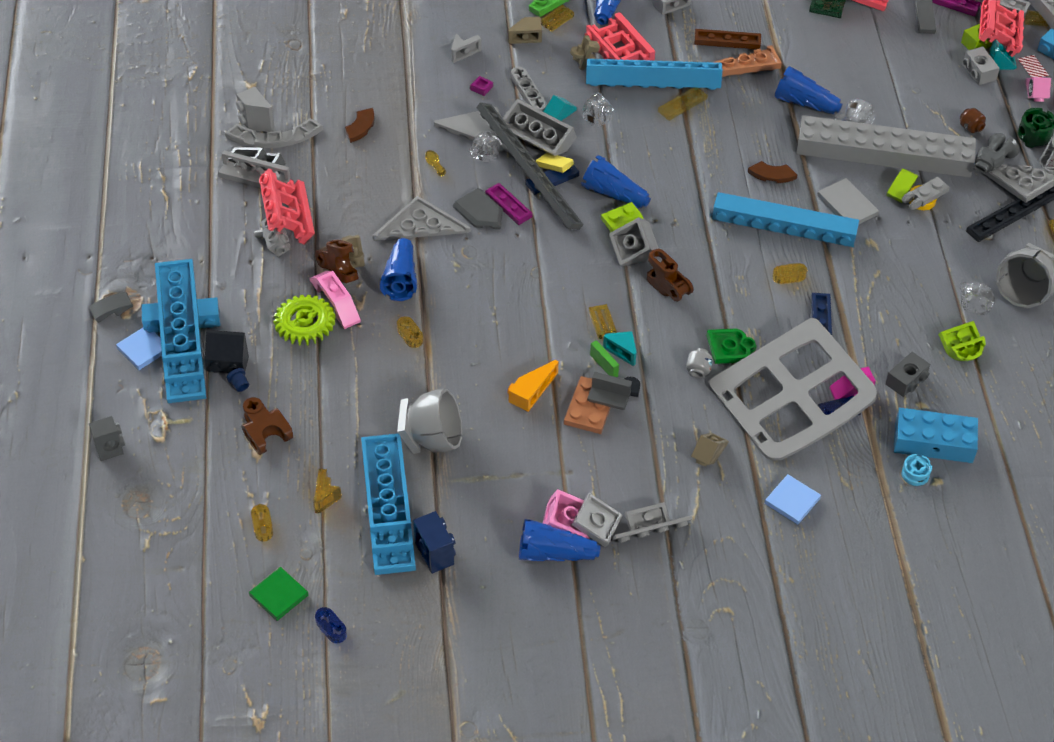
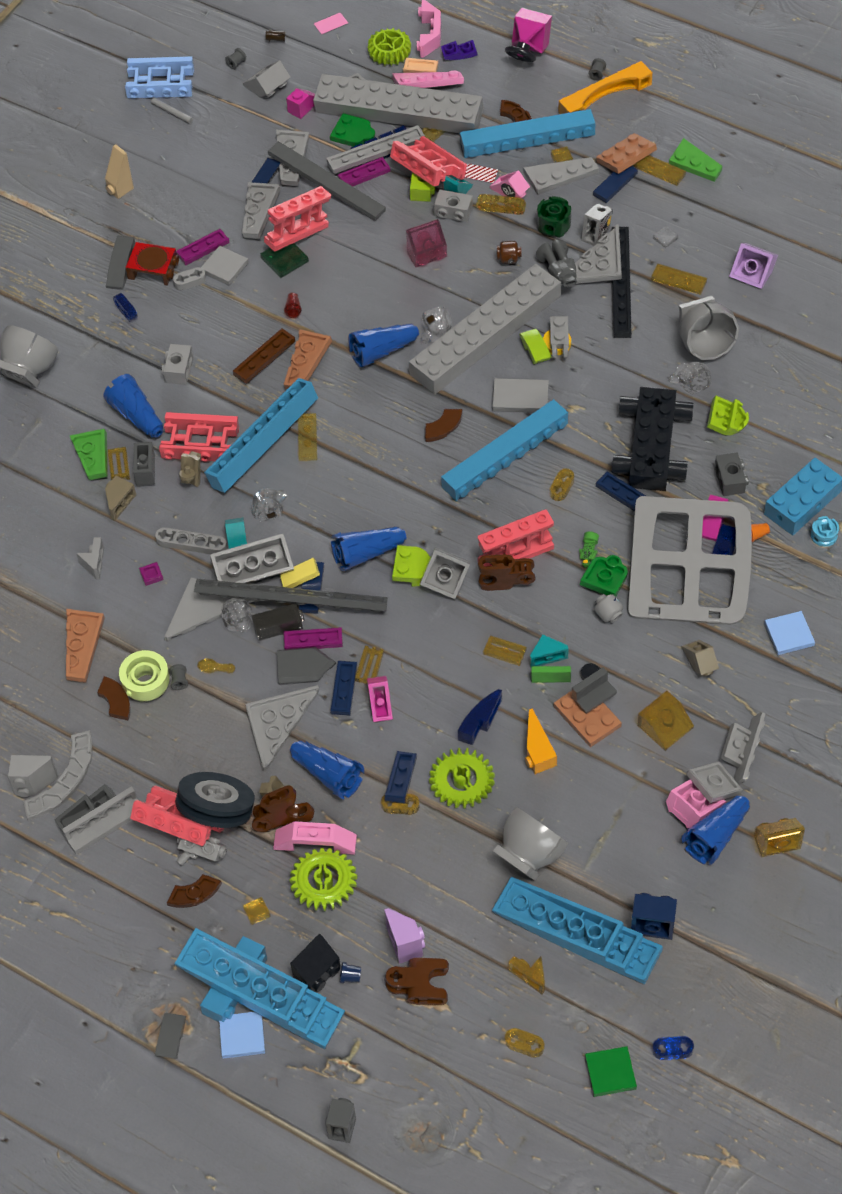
camera: 50 degrees left, 5 degrees up
(238, 257) = (194, 893): none -> reddish brown tile
(250, 298) = (256, 910): none -> clear yellow tile
(287, 391) = (404, 935): none -> lavender slope
(313, 215) = (215, 799): none -> black wheel
(388, 125) = (141, 664): none -> yellowish green piece
(395, 79) = (82, 638): none -> nougat wing
(406, 146) = (178, 677): none -> dark grey bush
(431, 318) = (400, 777): none -> dark blue tile
(463, 350) = (460, 767): none -> lime gear
(482, 244) = (344, 688): none -> dark blue tile
(489, 267) = (379, 698): none -> dark pink slope
(501, 172) = (276, 621): none -> clear smoke brick
(513, 246) = (372, 652): none -> clear yellow tile
(526, 337) = (480, 717): none -> clear blue slope
(566, 26) = (144, 463): none -> dark grey brick
(582, 592) = (779, 836): none -> clear yellow slope
(627, 456) = (665, 720): none -> clear yellow slope
(717, 266) = (529, 531): none -> coral fence
(753, 318) = (588, 553): none -> bright green piece
(788, 29) = (292, 306): none -> clear red cone
(866, 313) = (654, 415): none -> black piece
(868, 421) = (759, 530): none -> orange cone
(924, 67) = (426, 243): none -> clear pink slope
(1014, 92) = (517, 205): none -> clear yellow beam

